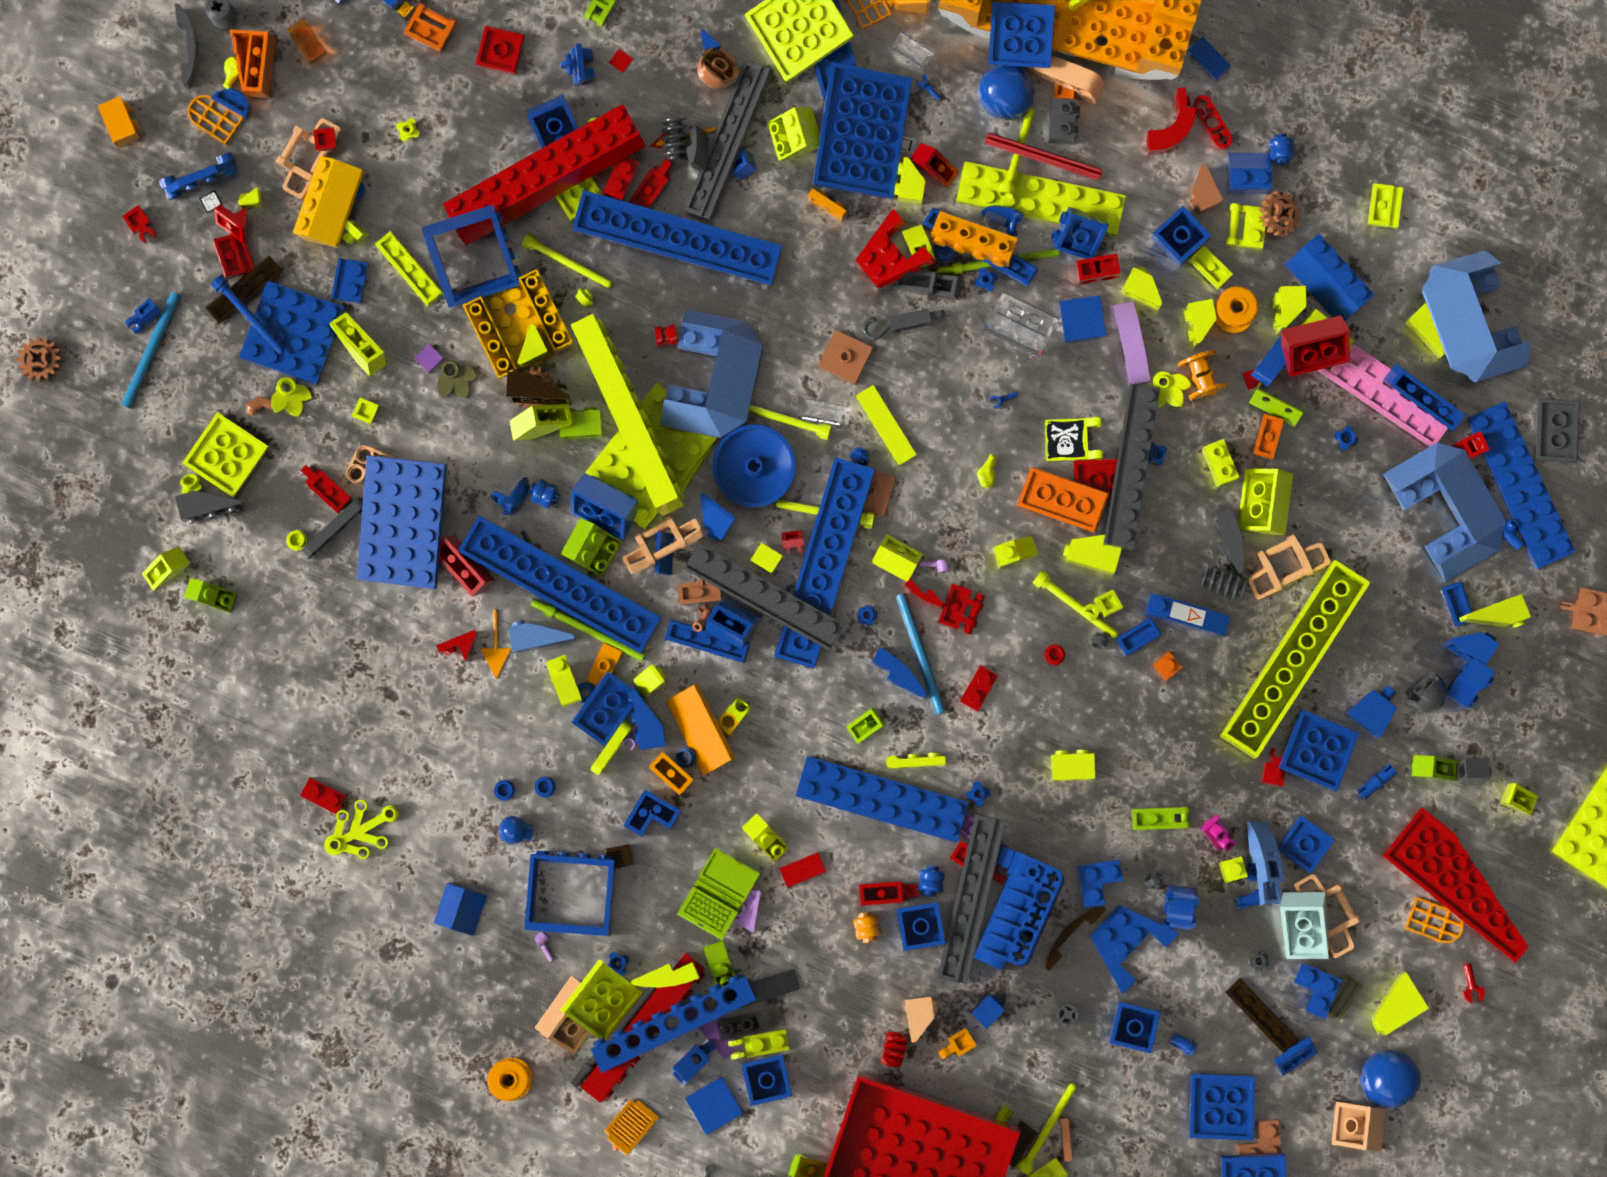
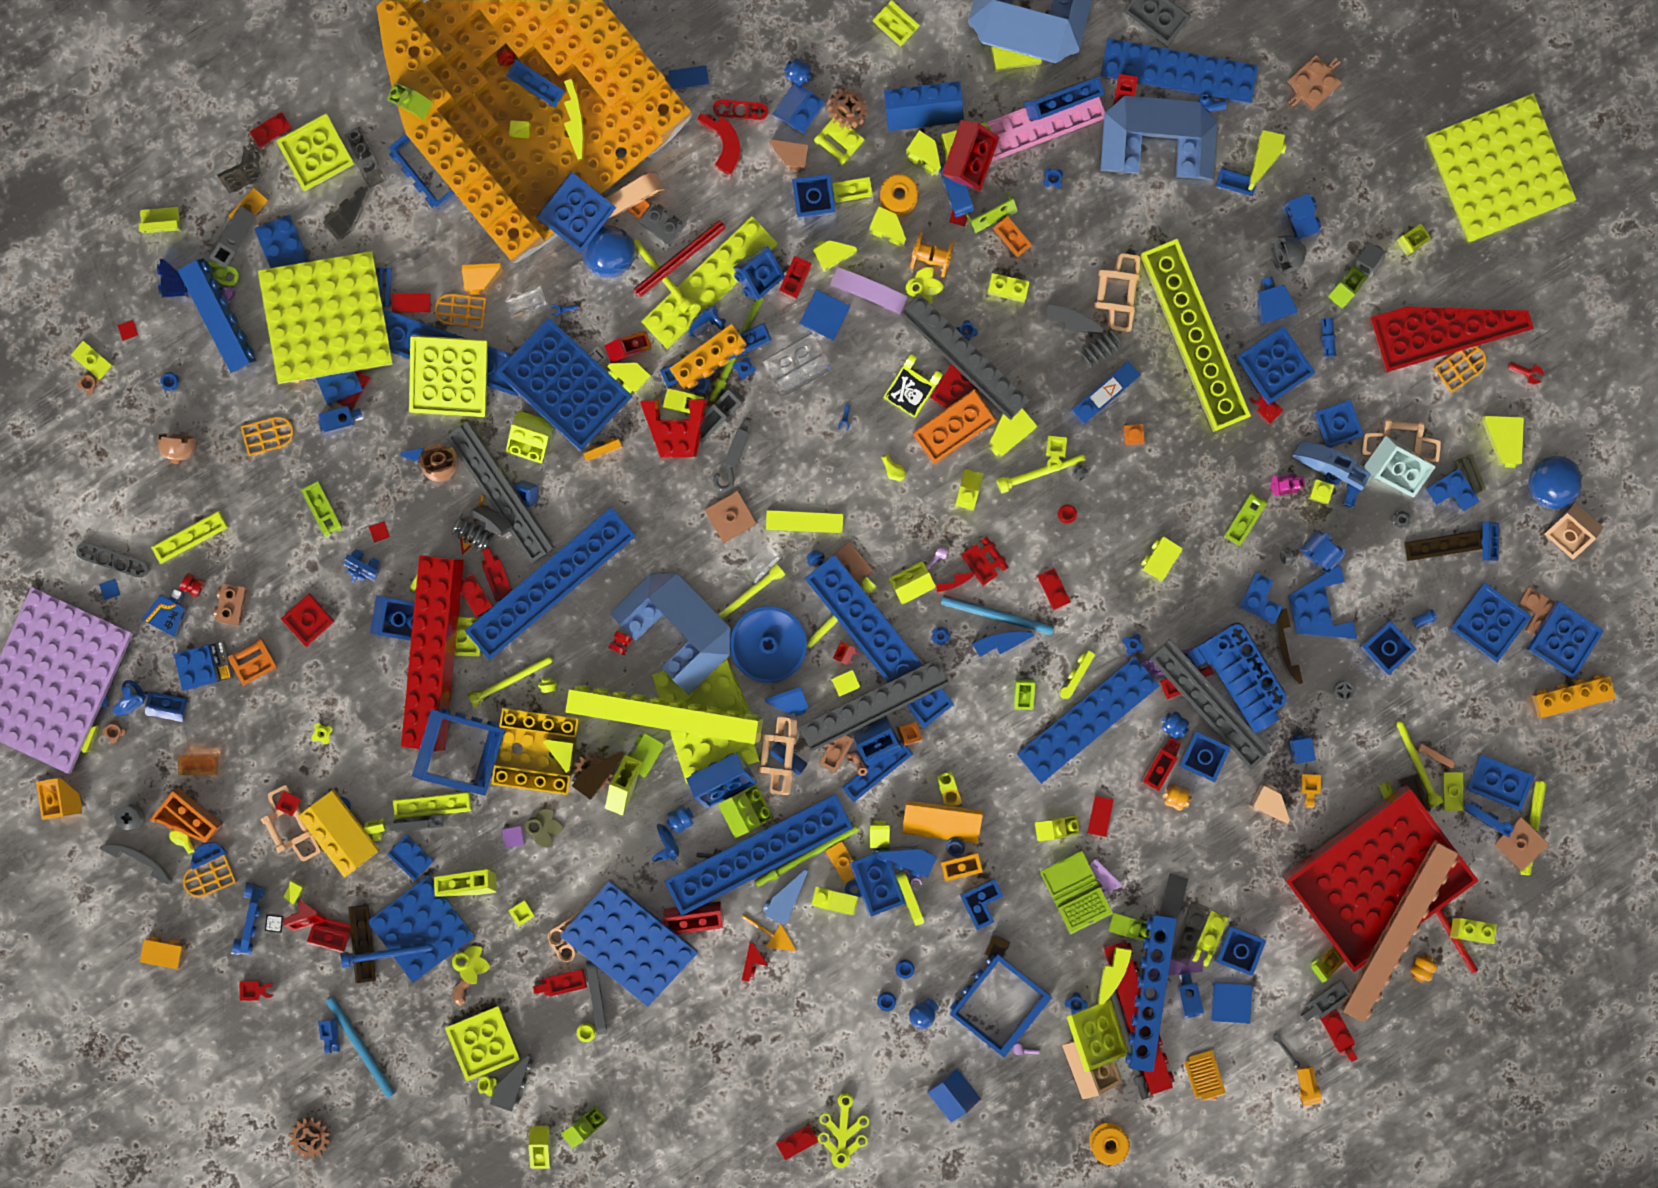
camera: 60 degrees left, 5 degrees up
(383, 266) = (419, 823): none -> dark grey hinge
(759, 647) = (909, 734): none -> orange plate
(893, 1049) = (1282, 839): red gear -> none
(1138, 636) = (1097, 440): blue tile -> none
(1265, 501) = (1060, 273): neon yellow slope -> none
(1473, 646) = (1278, 193): blue slope -> none

